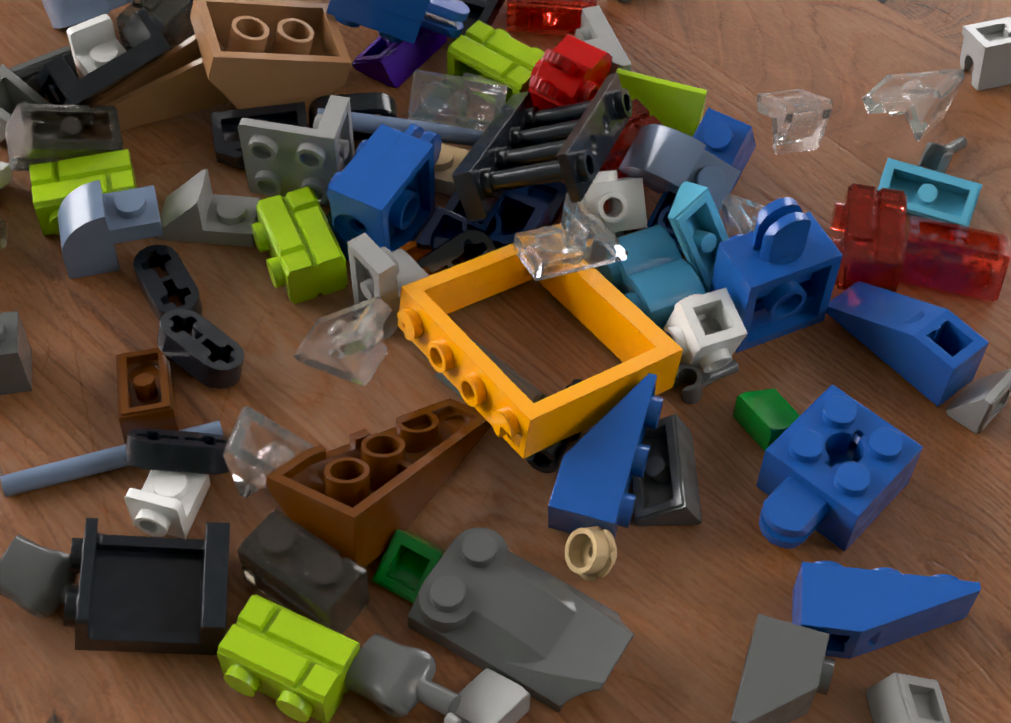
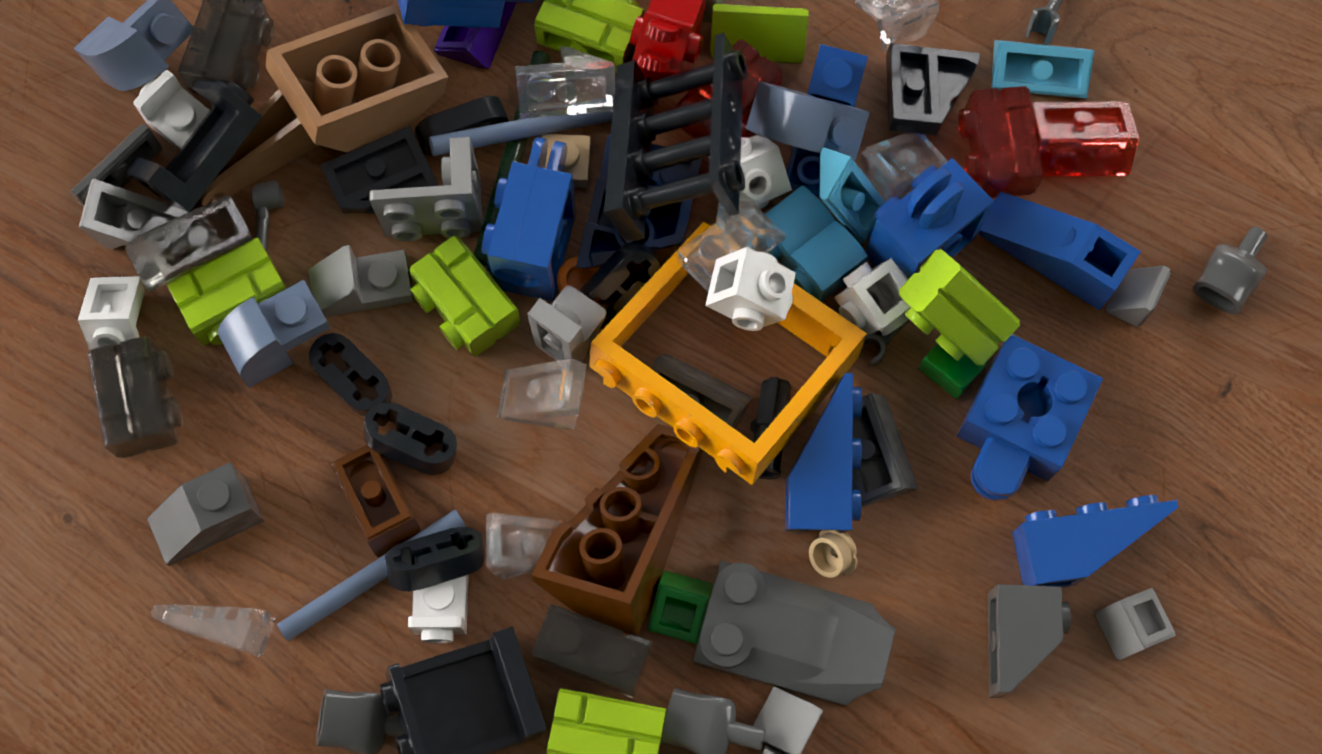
camera: 15 degrees left, 20 degrees up
(150, 133) = (265, 198): none -> dark grey hand
(575, 272) = (751, 289): none -> white brick
(783, 345) = (958, 307): none -> lime brick
(809, 177) = (925, 85): none -> black wing

